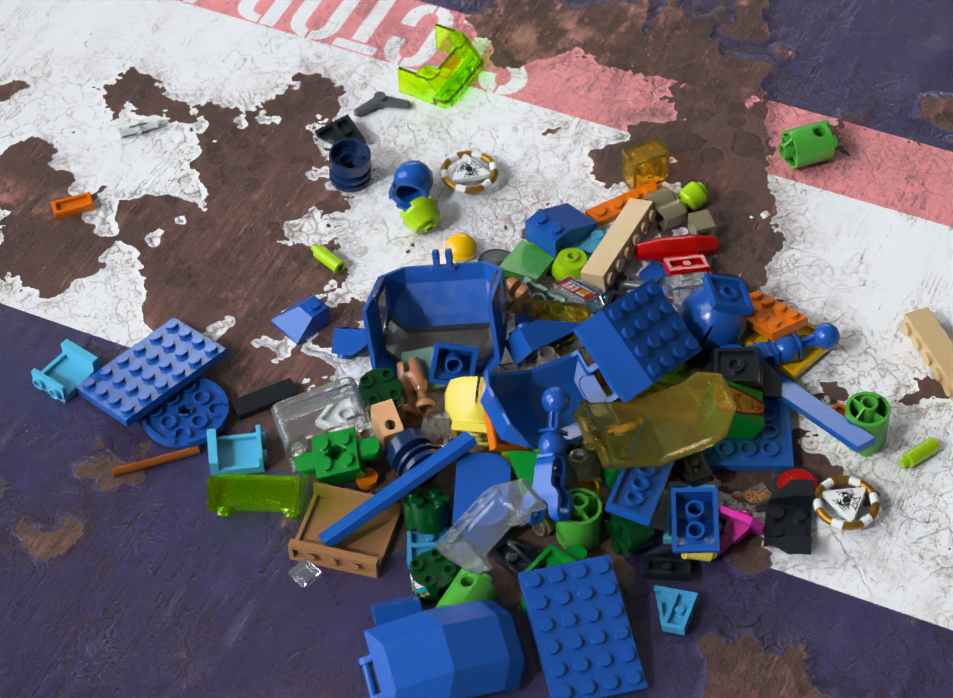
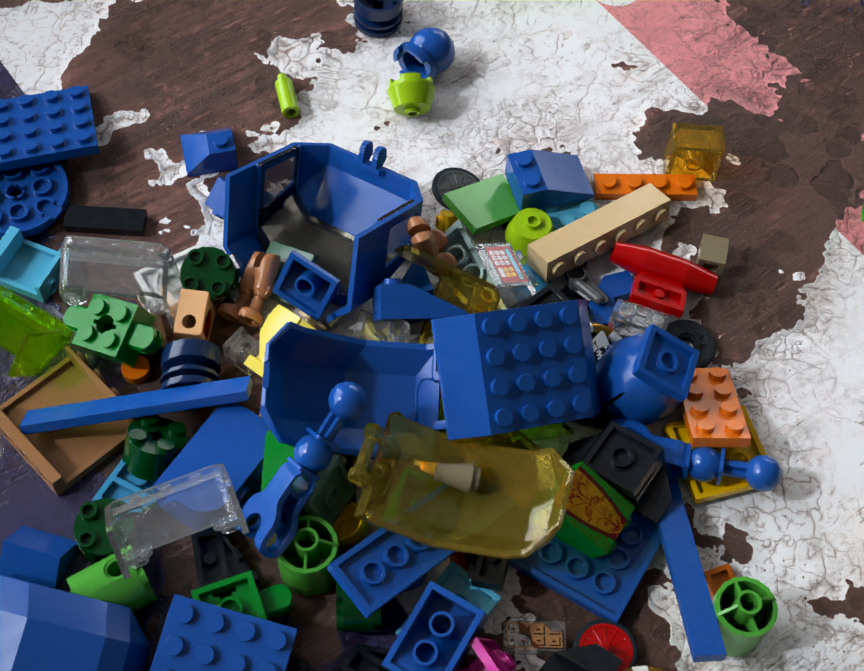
camera: 25 degrees right, 10 degrees up
(462, 247) = (431, 150): yellow hair -> none
(469, 172) = (498, 70): piece -> none
(647, 420) = (458, 475): none -> dark tan cone
(668, 209) = (686, 214): dark tan brick -> none
(693, 195) = (725, 215): lime head -> none

